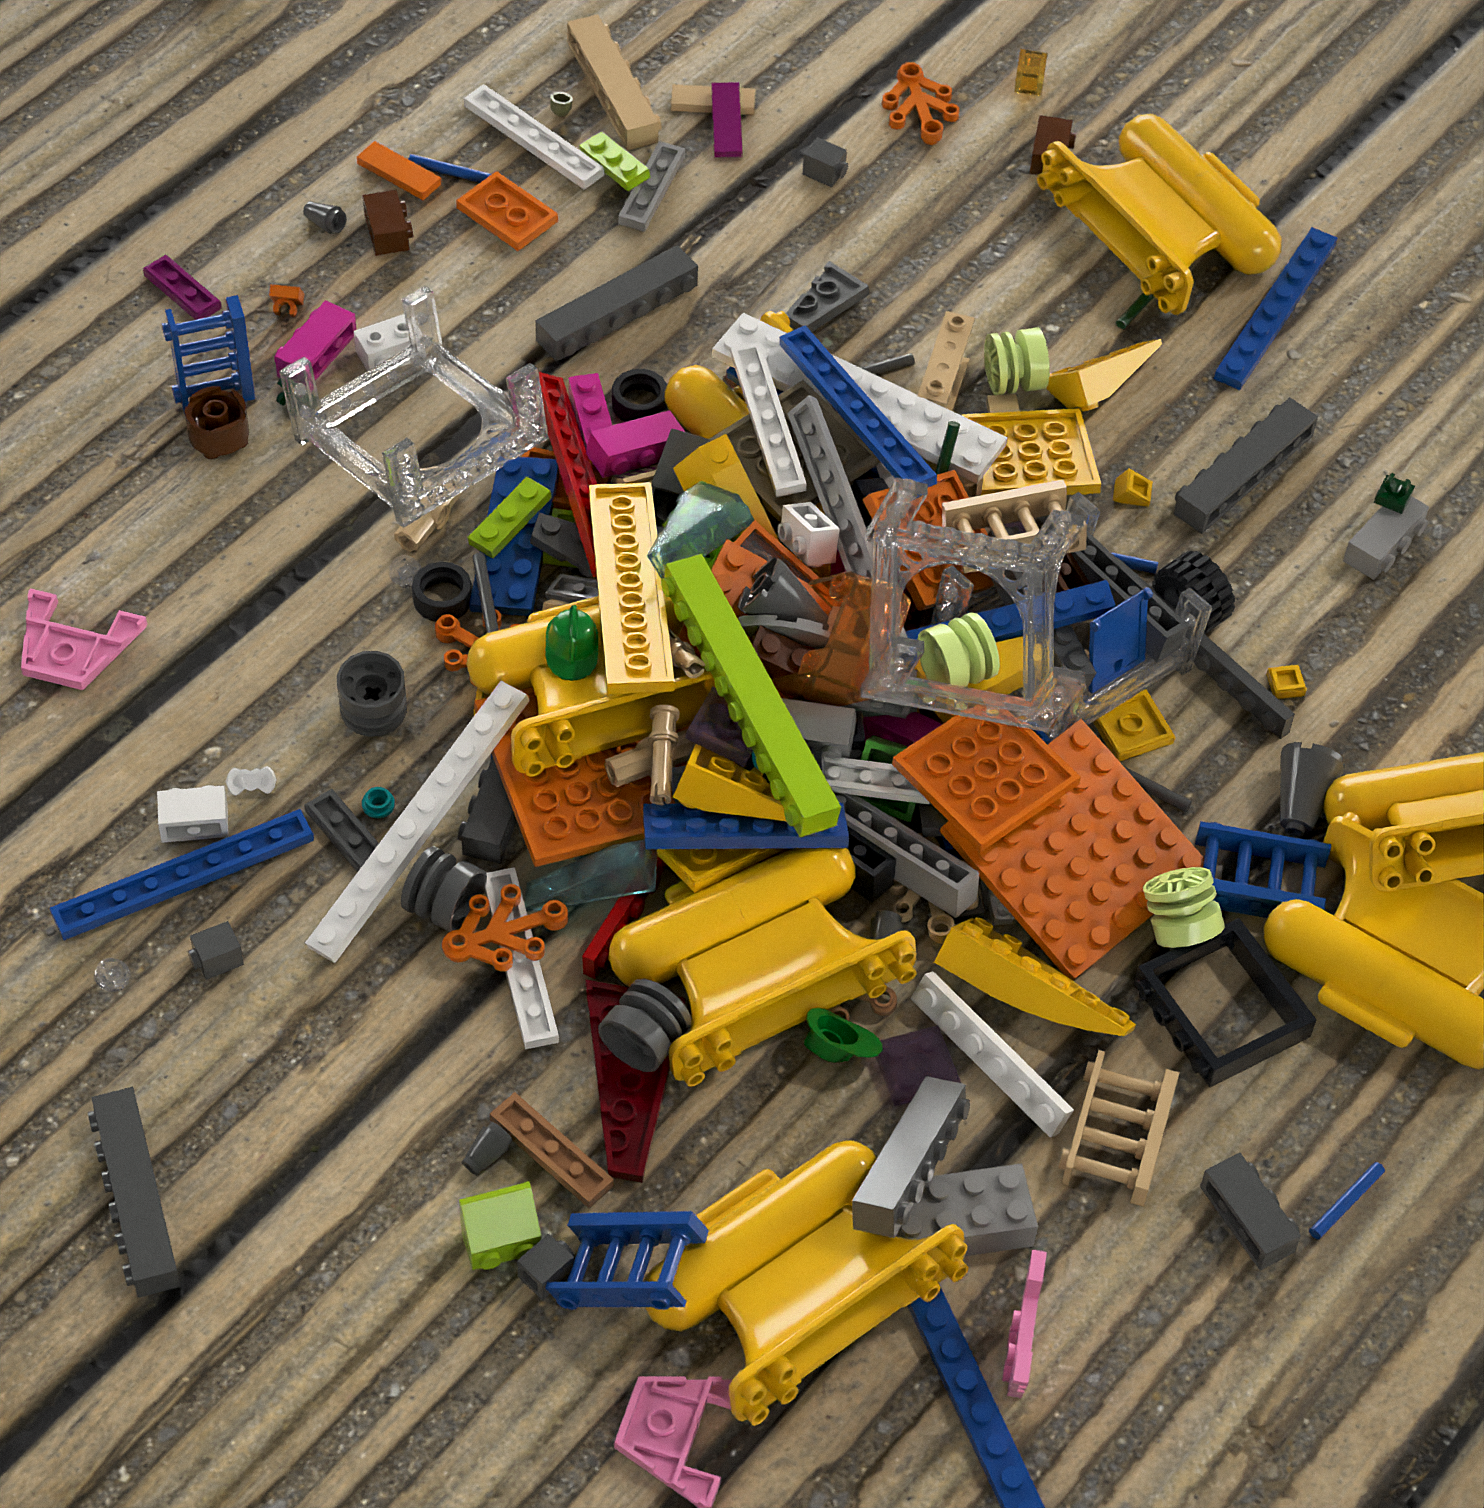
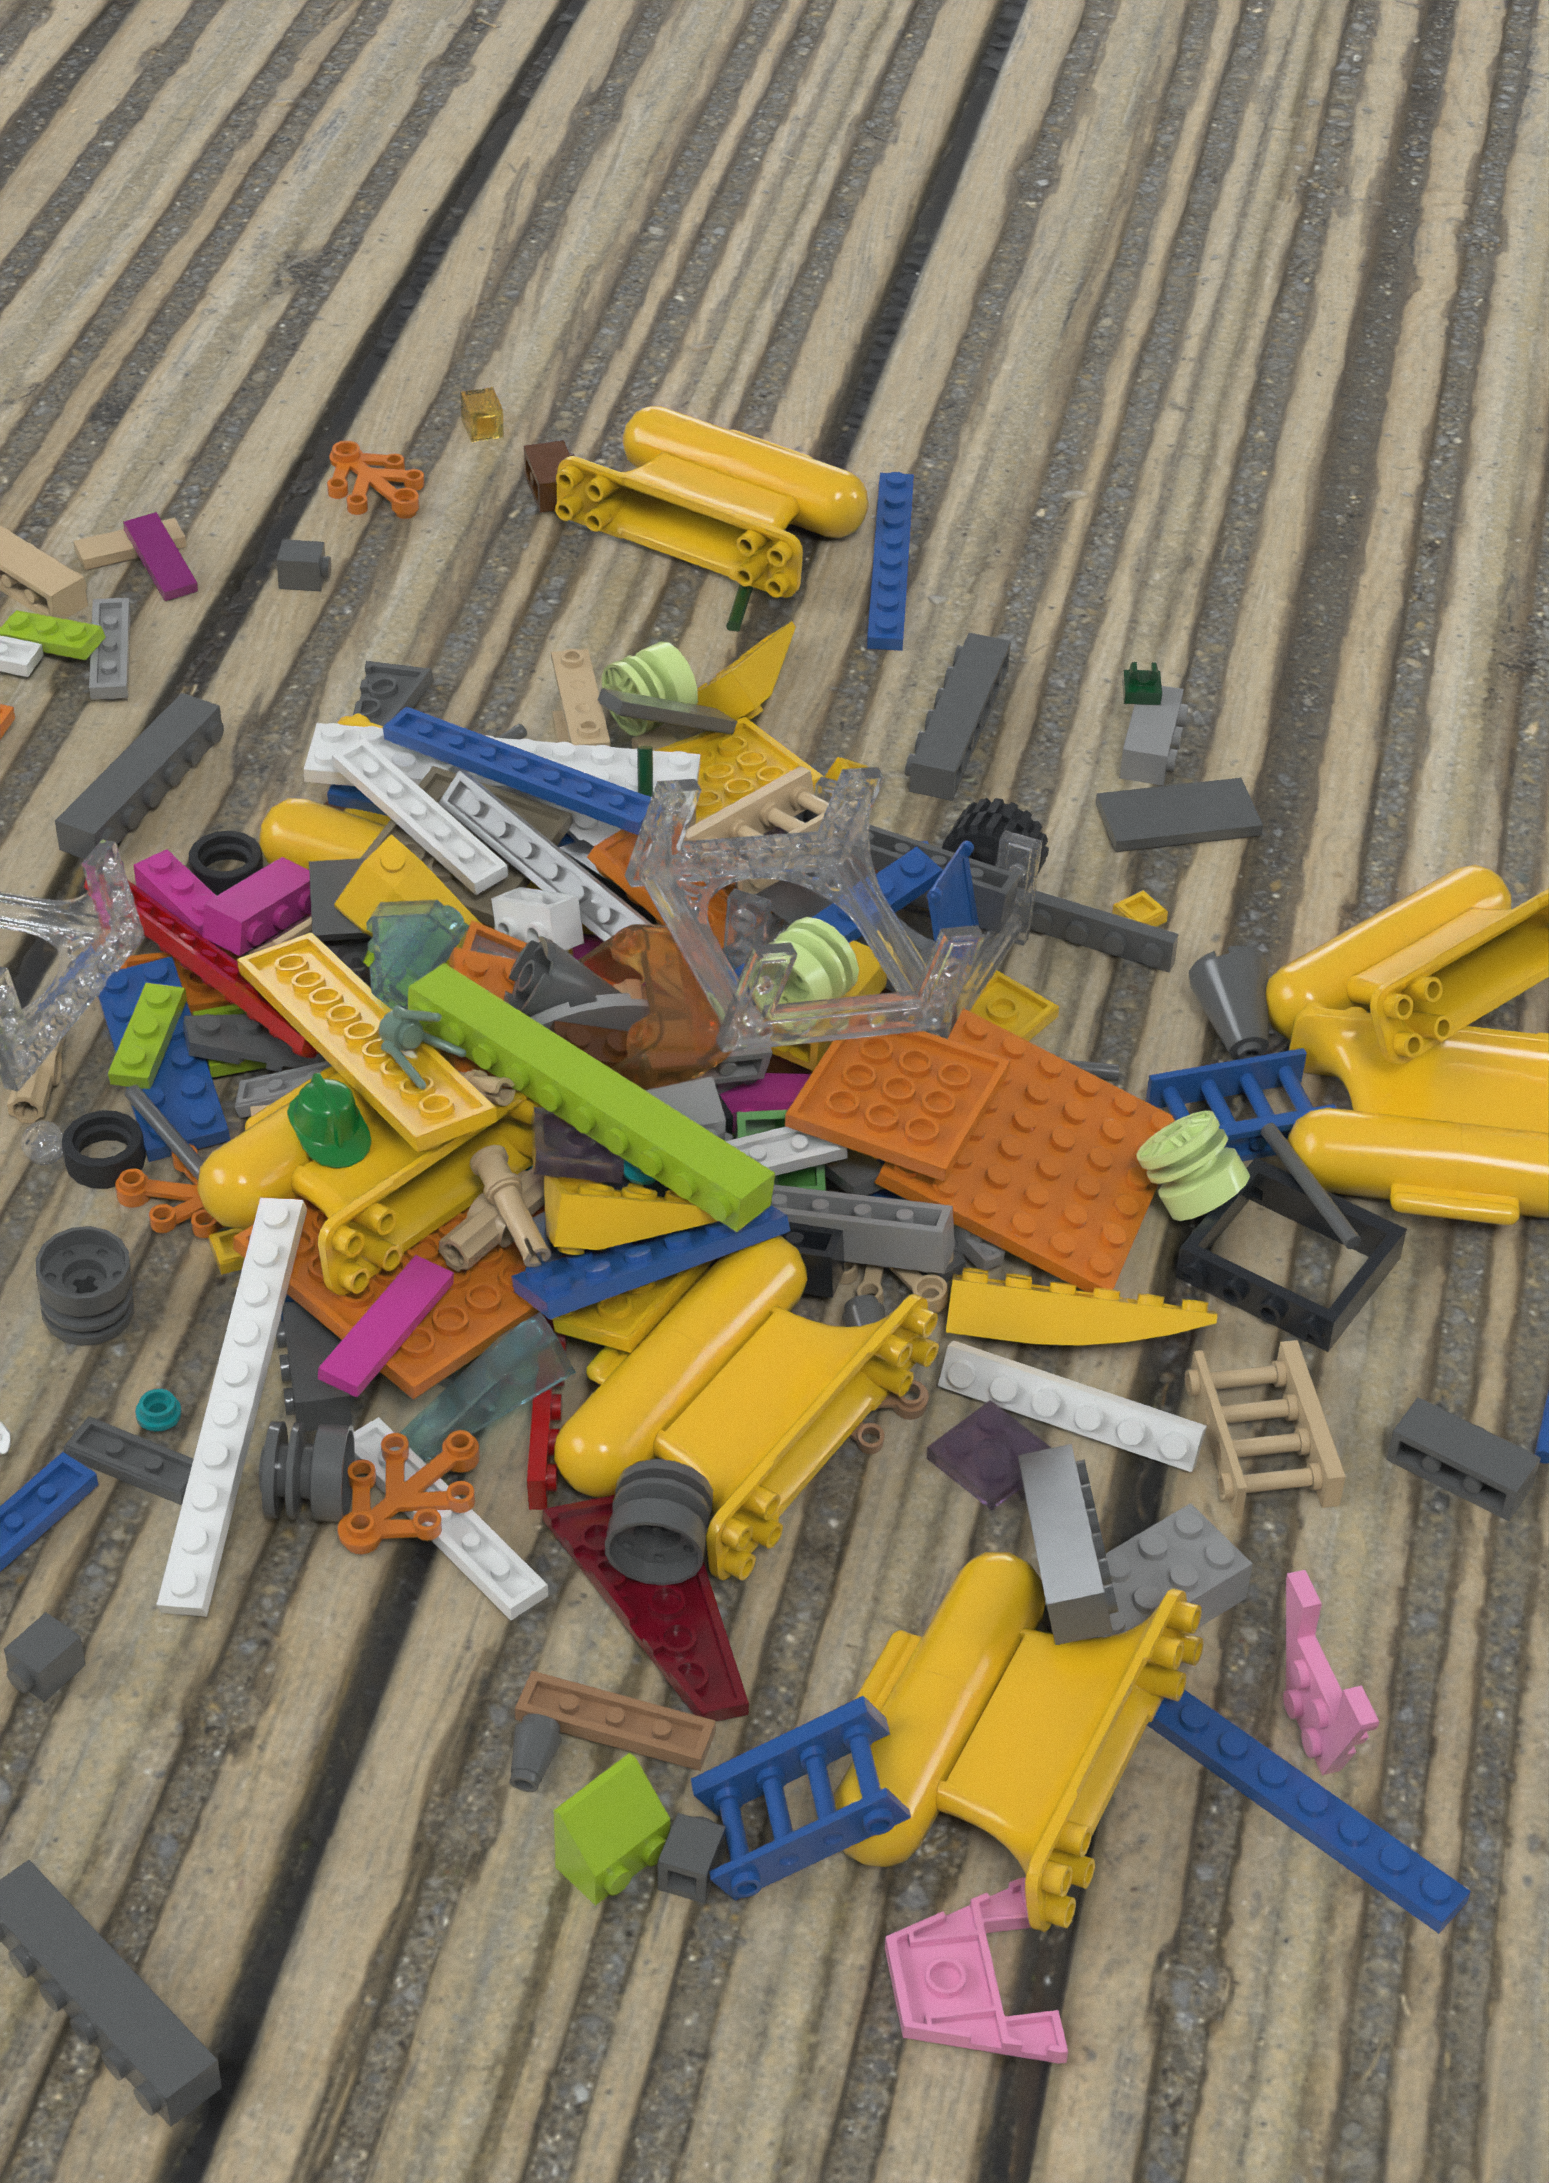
camera: 25 degrees left, 10 degrees down
(539, 807) = (385, 1326): none -> dark pink tile
(649, 597) = (403, 1031): none -> sand green plant
(837, 1038) = (886, 1460): green piece -> none
(1011, 388) = (666, 711): none -> dark grey tile
(1263, 957) = (1310, 1186): none -> dark grey bar
(1368, 610) = (1178, 814): none -> dark grey tile

